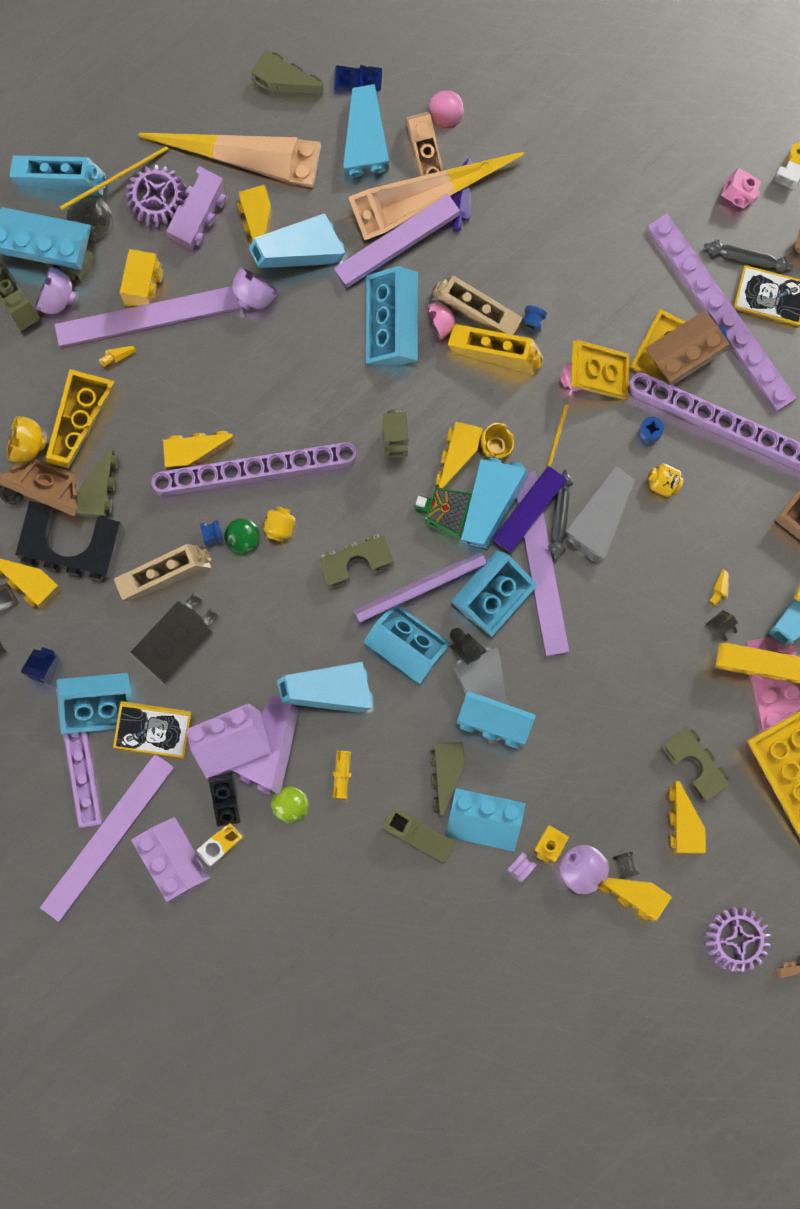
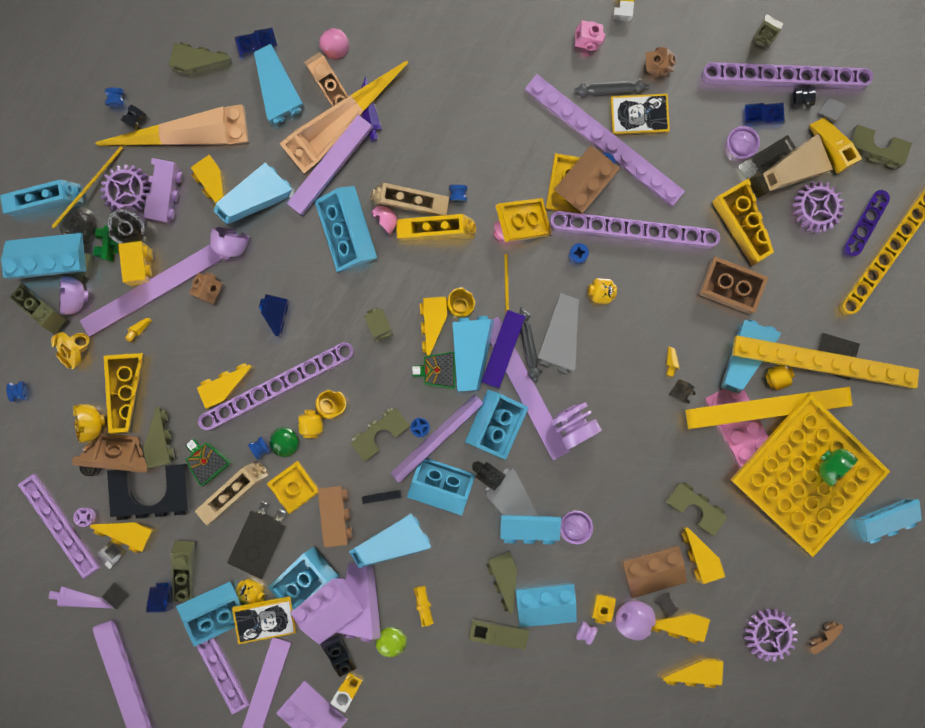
camera: 15 degrees left, 5 degrees up
(30, 351) = (68, 350): none -> yellow tile
(77, 643) = (182, 570): none -> olive slope
(117, 250) = (109, 246): none -> green hips
(144, 528) = (205, 461): none -> torso
(145, 231) = (126, 225): none -> clear smoke cylinder
(146, 692) = (250, 592): none -> yellow head
(178, 89) = (114, 97): none -> blue wheel
(191, 118) = (133, 117): none -> black wheel
(210, 332) = (205, 287): none -> medium nougat brick
(212, 694) = (303, 578): none -> medium azure slope
(235, 591) = (293, 487): none -> yellow tile
(273, 636) = (334, 516): none -> medium nougat brick
(280, 385) = (274, 312): none -> clear blue slope
(309, 508) = (330, 404): none -> yellow hair
(335, 631) = (382, 497): none -> black tile
(405, 564) = (418, 425): none -> blue wheel
(549, 741) = (576, 527): none -> lavender hat
(586, 622) = (576, 425): none -> lavender wheel
(624, 821) = (654, 571): none -> medium nougat slope
(642, 955) = (700, 671): none -> yellow slope

